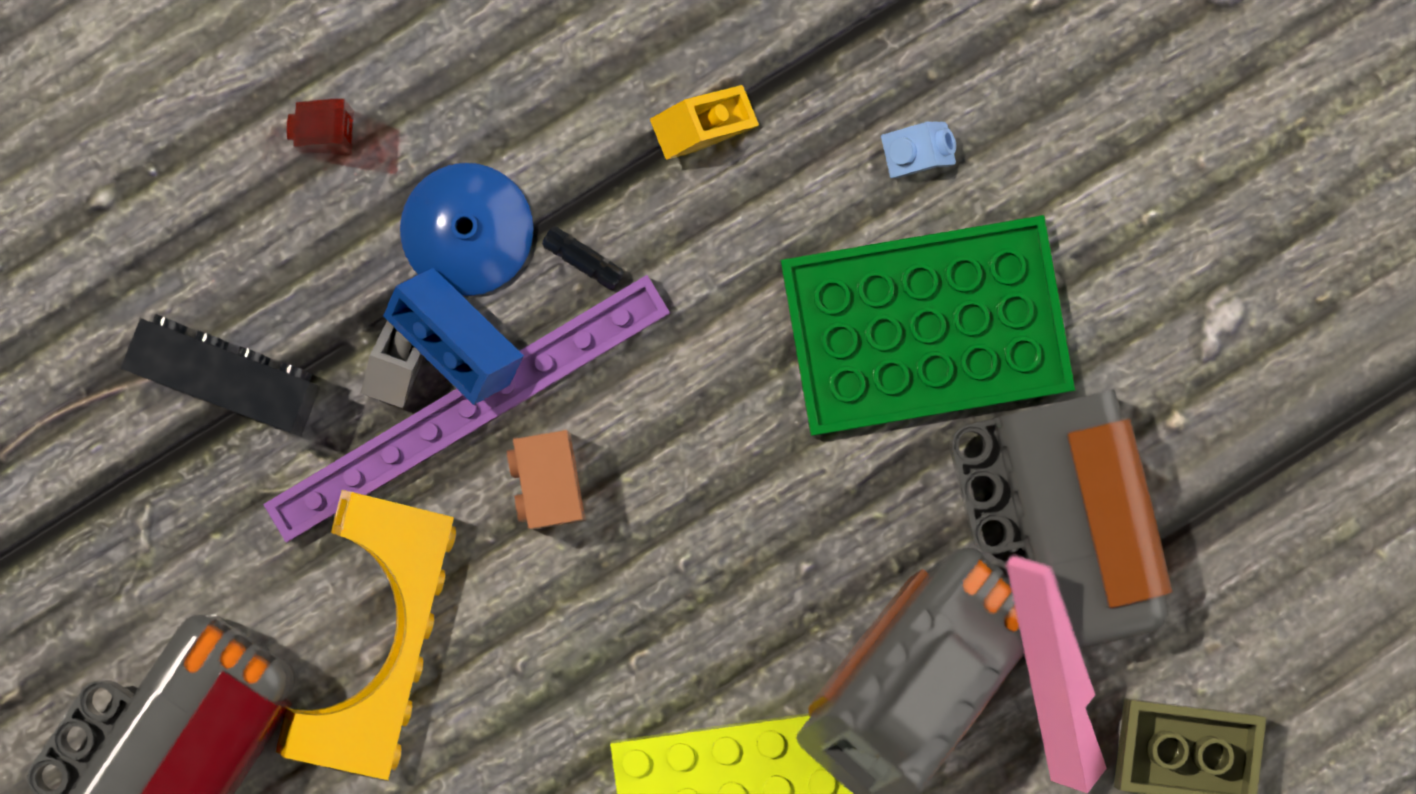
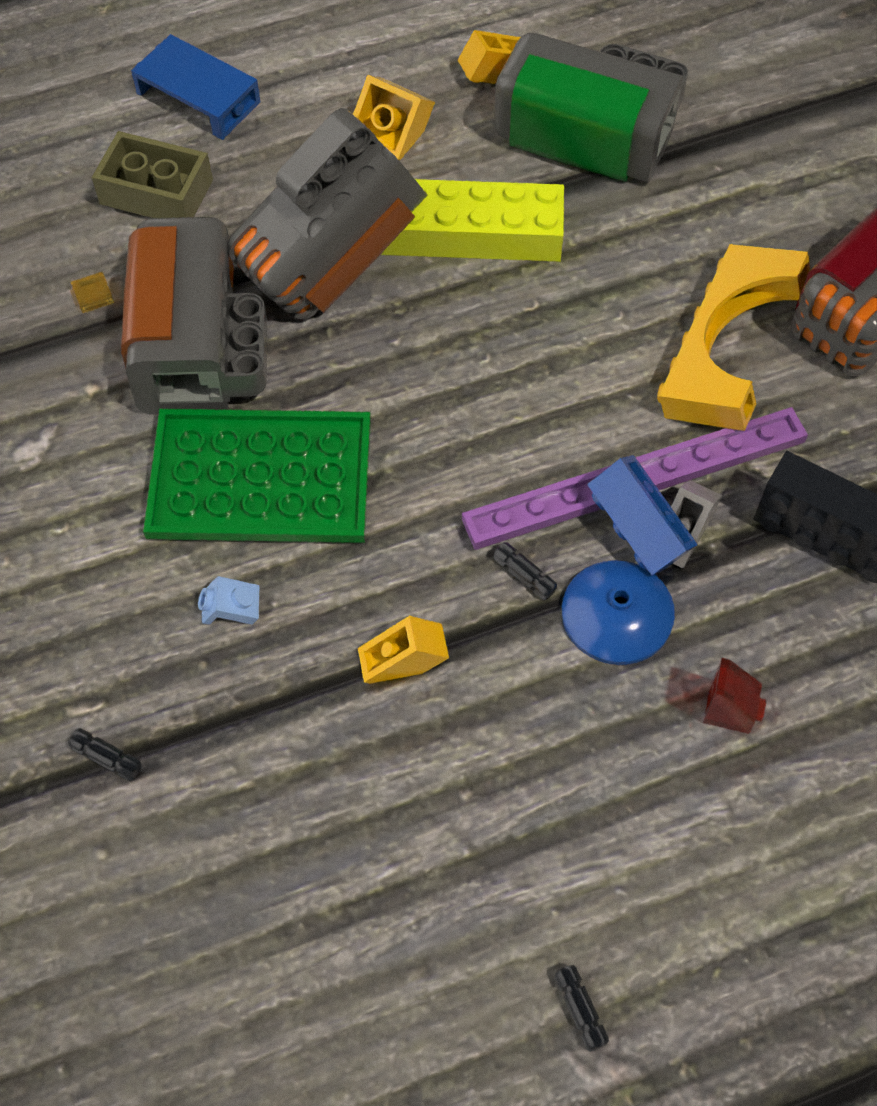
camera: 170 degrees left, 25 degrees down
(547, 480) = (582, 406): nougat brick -> none
(1056, 677) = (231, 203): bright pink slope -> none
(1220, 565) = (92, 292): none -> clear yellow tile

